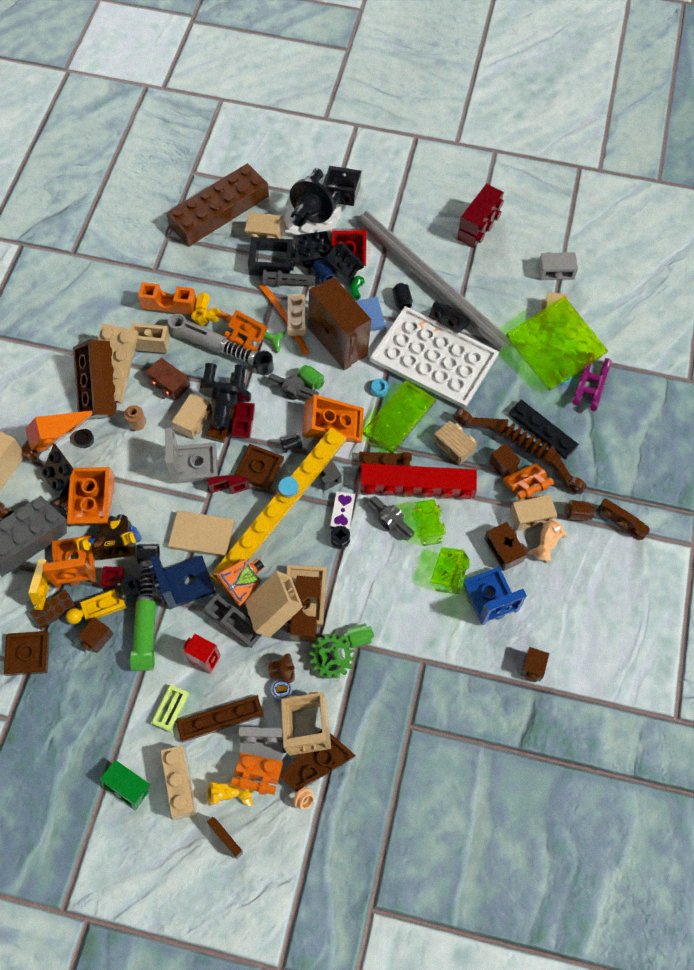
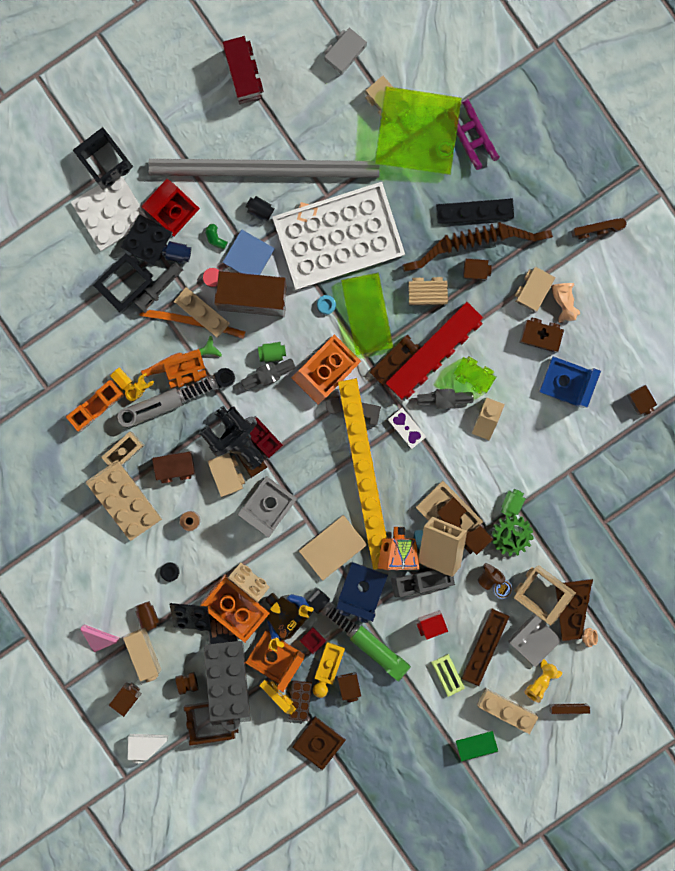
camera: 45 degrees left, 25 degrees up
(50, 429) = (156, 592): orange slope -> none
(94, 378) = (132, 528): reddish brown slope -> none
(120, 492) = (249, 582): none -> tan hinge
(122, 588) = (334, 642): black wheel -> none
(217, 204) = (27, 280): reddish brown brick -> none
(233, 482) = (313, 491): dark red slope -> none
(258, 769) = (545, 652): orange plate -> none
(259, 466) = (313, 458): reddish brown tile -> none
(265, 225) = (90, 263): tan brick -> none
(288, 487) = (360, 457): medium azure tile -> none
(291, 442) = (316, 417): black bush -> none
(312, 200) = (111, 209): black piece -> none
(340, 542) = (426, 447): black wheel -> none
(343, 262) = (186, 231): black bracket -> none
(406, 560) = (488, 418): none -> tan slope
(448, 317) = (315, 191): black bracket -> none
(450, 570) = (525, 395): clear neon green brick -> none
(524, 478) = (503, 269): orange plate -> none
(579, 510) = (563, 253): reddish brown brick -> none

